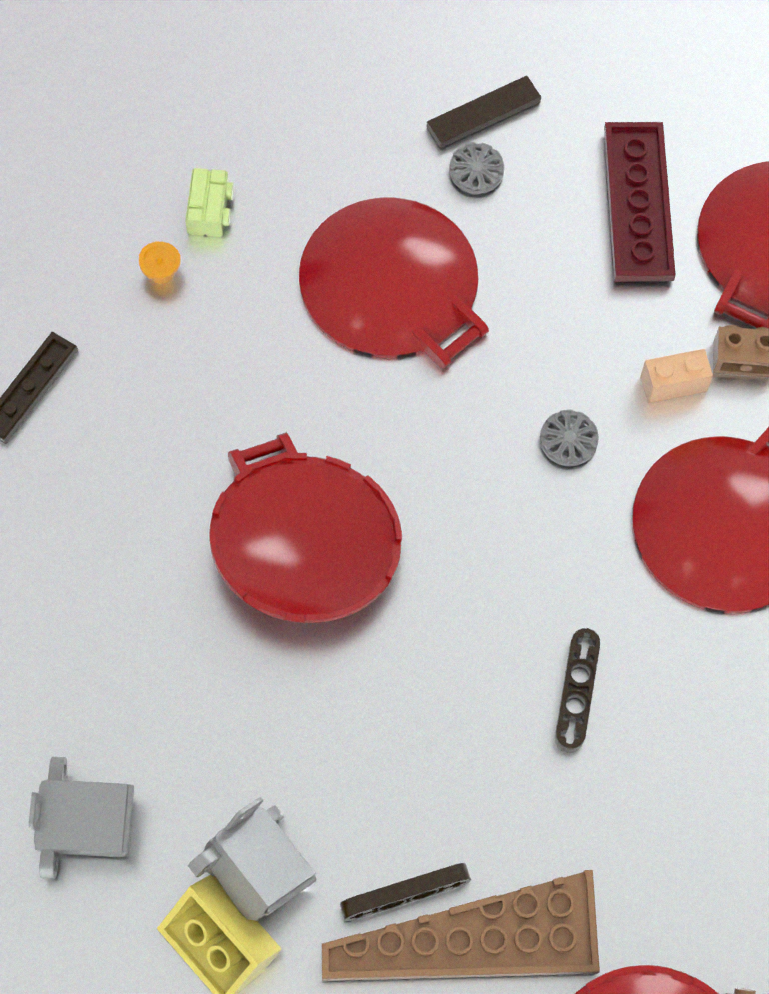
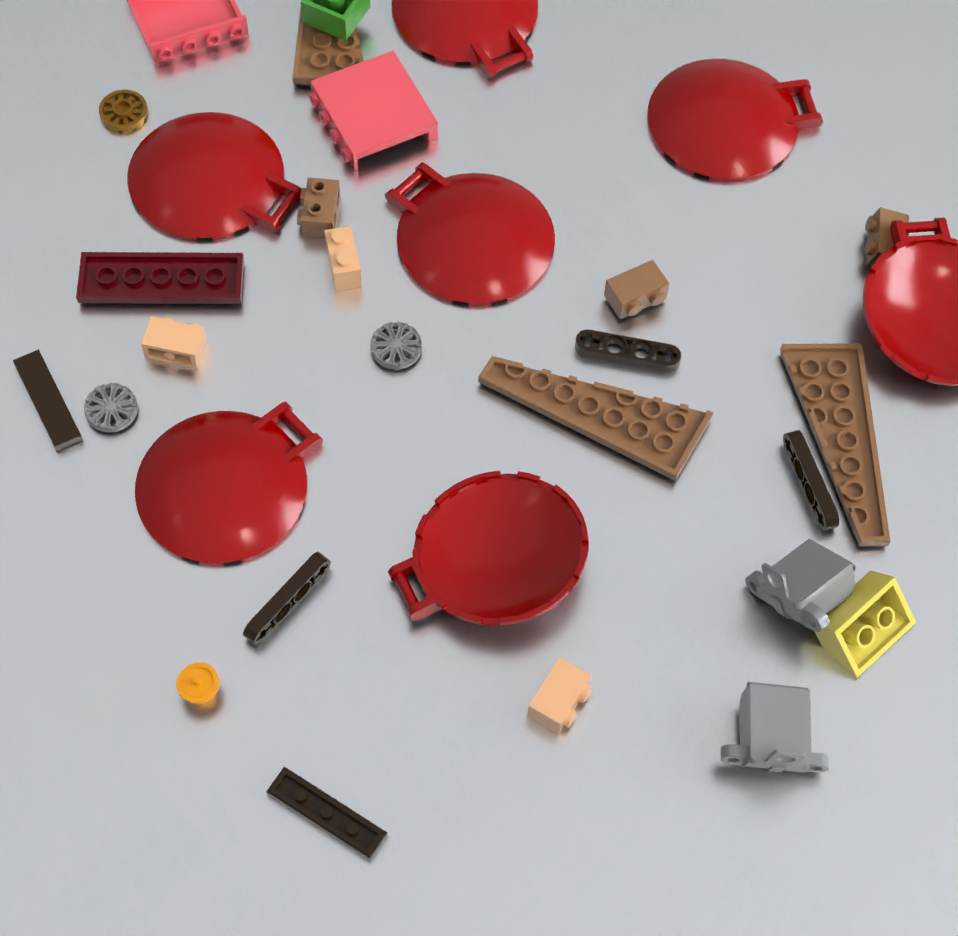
camera: 90 degrees left, 5 degrees down
(139, 601) = (559, 695): none -> light nougat brick
(208, 202) = (129, 642): yellowish green brick -> none
(256, 339) = (286, 598): none -> dark brown beam
(476, 688) = (632, 425): none -> medium nougat wing
(555, 218) = (174, 342): none -> light nougat brick
(657, 697) = (636, 289): none -> medium nougat brick

